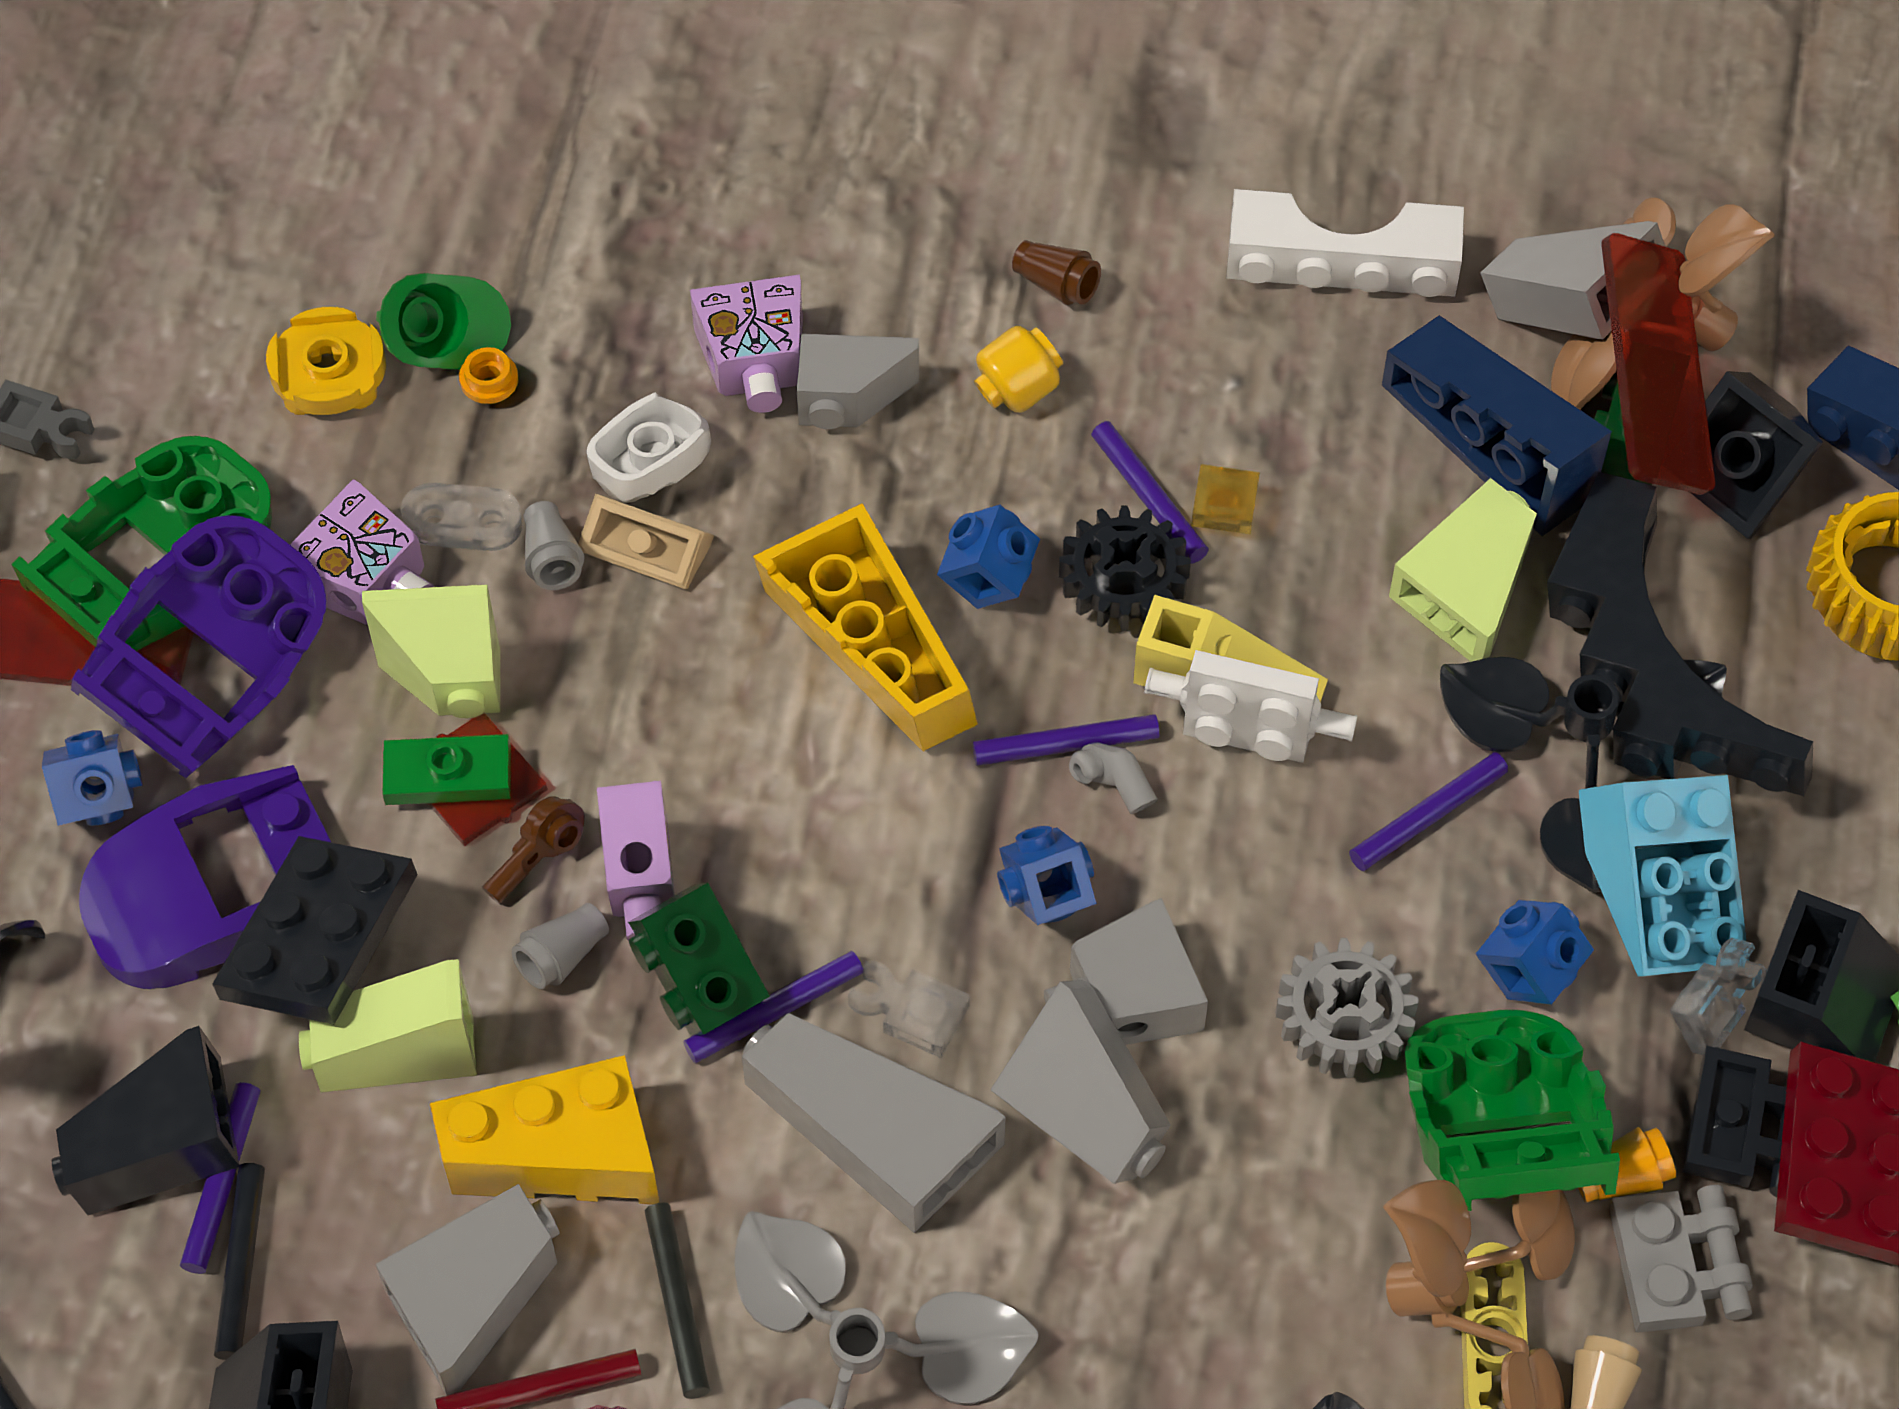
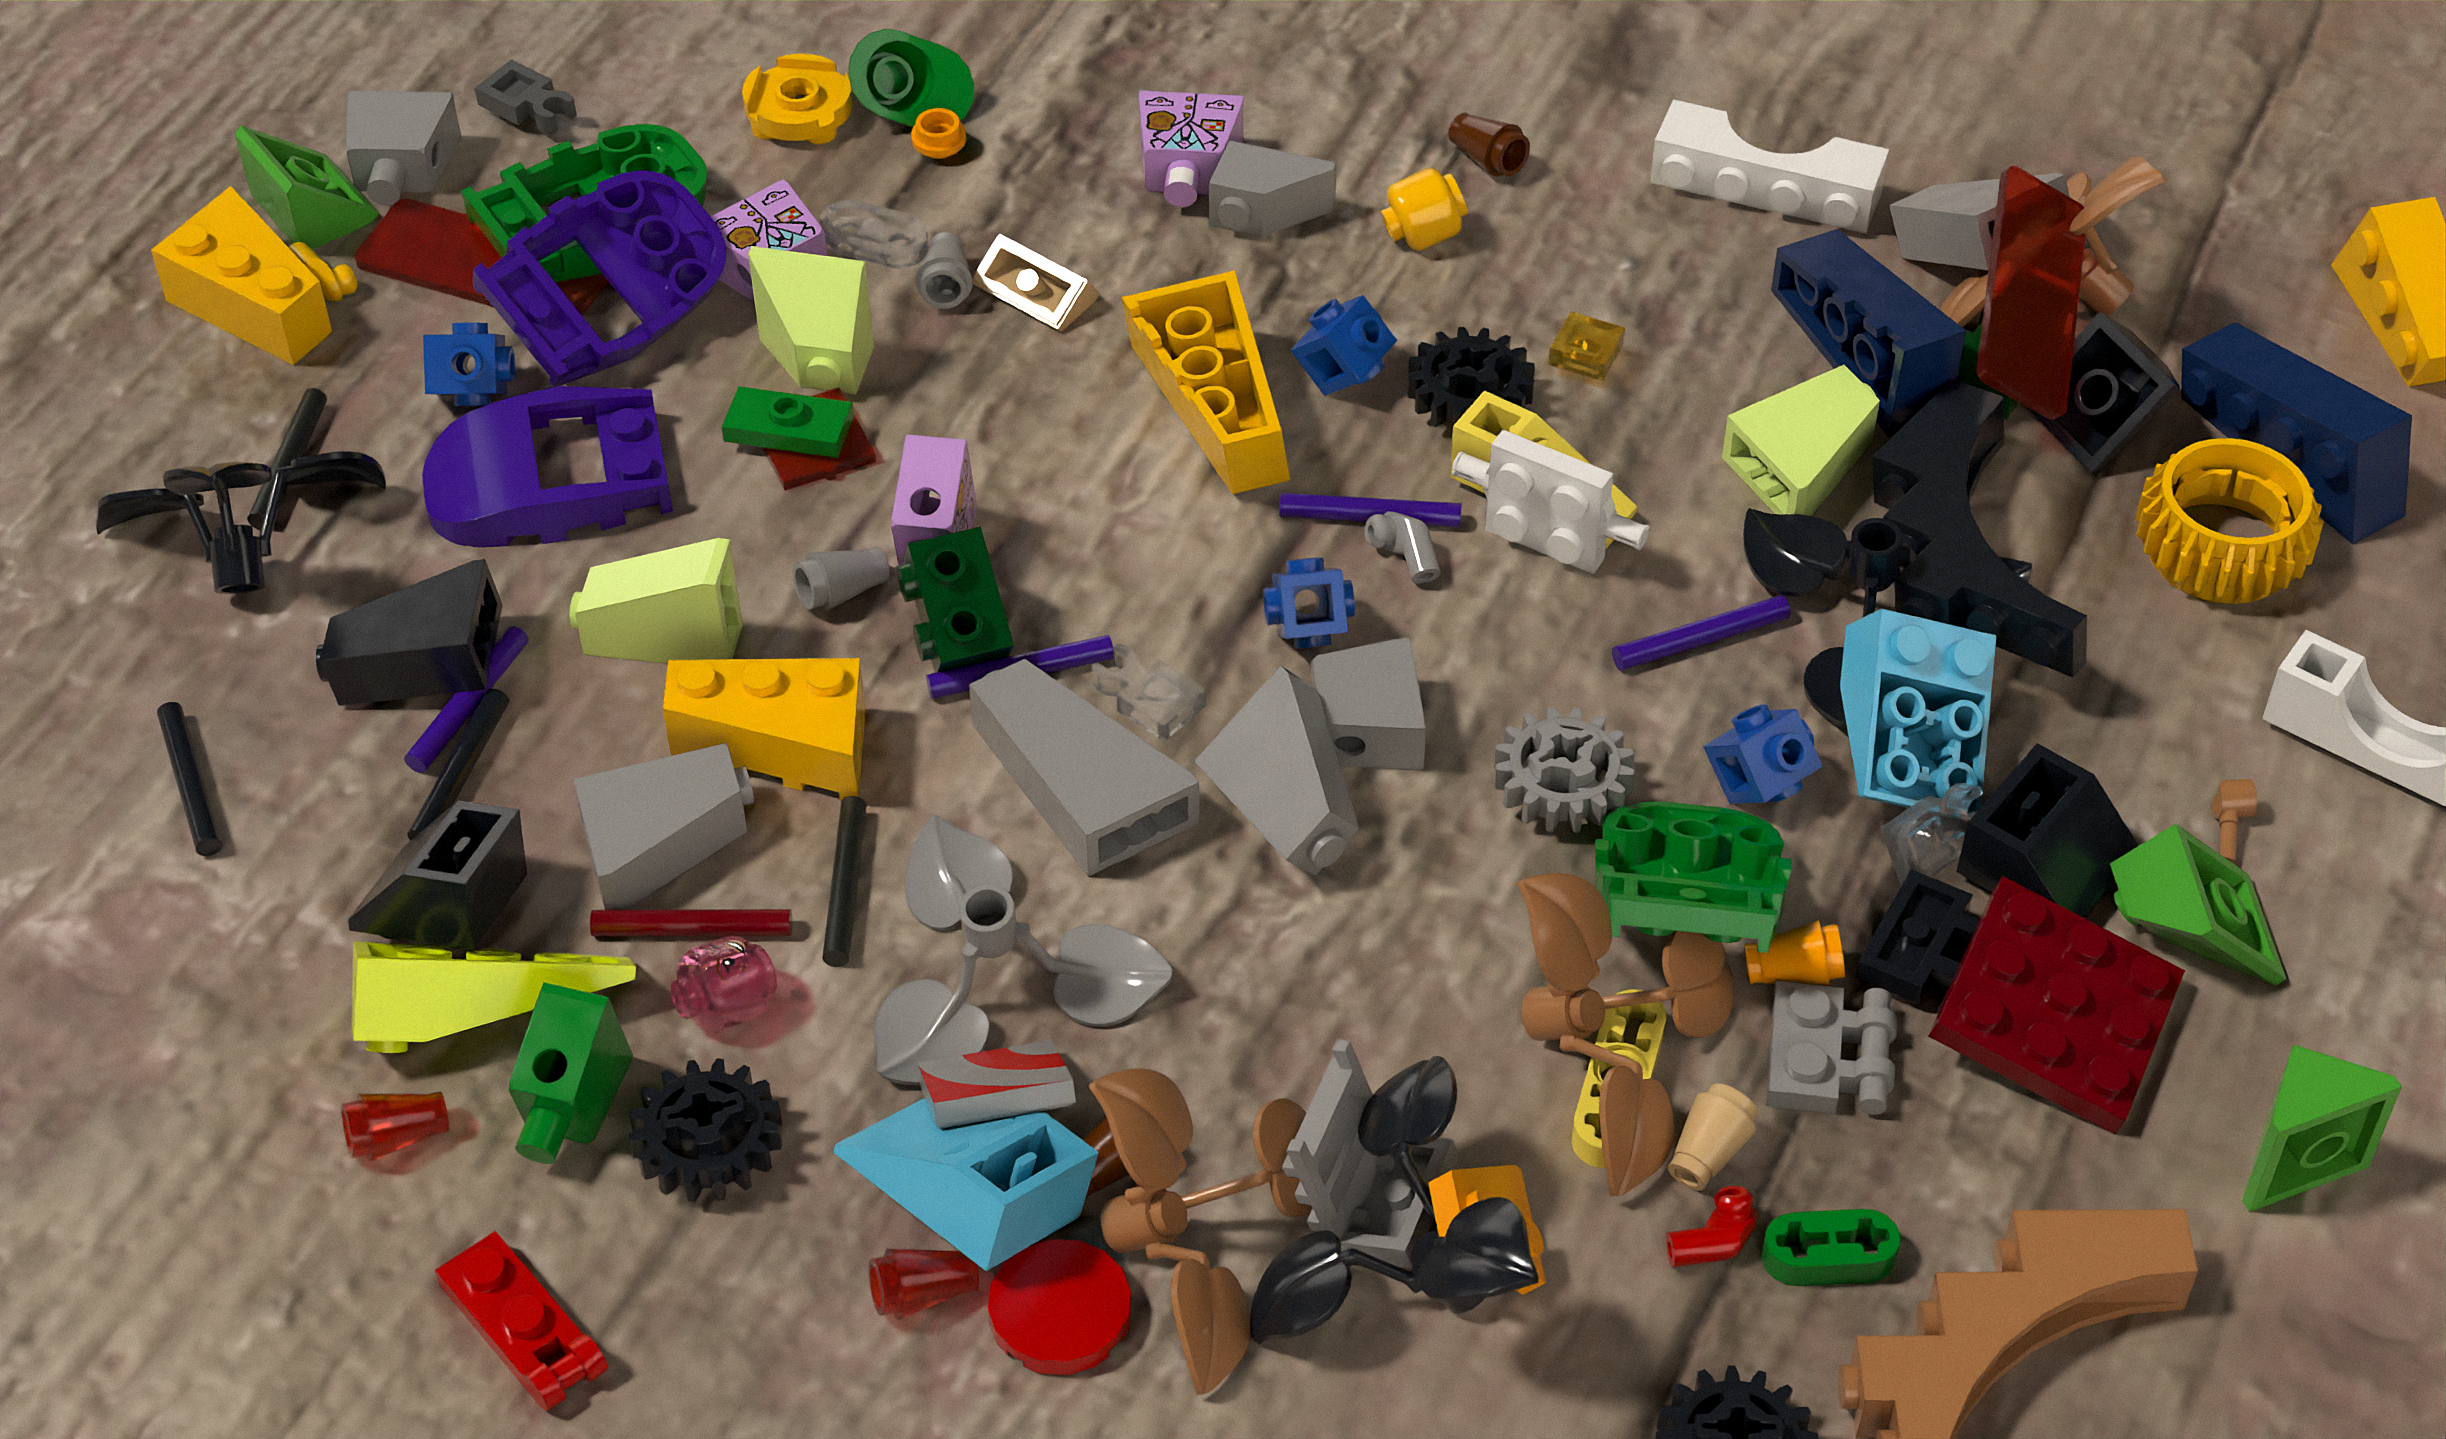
camera: 15 degrees right, 10 degrees down
(315, 930) = (616, 506): black plate -> none
(549, 831) = (863, 485): reddish brown plate -> none
(648, 448) = (1059, 208): white piece -> none
(1147, 488) = (1517, 328): dark purple bar -> none

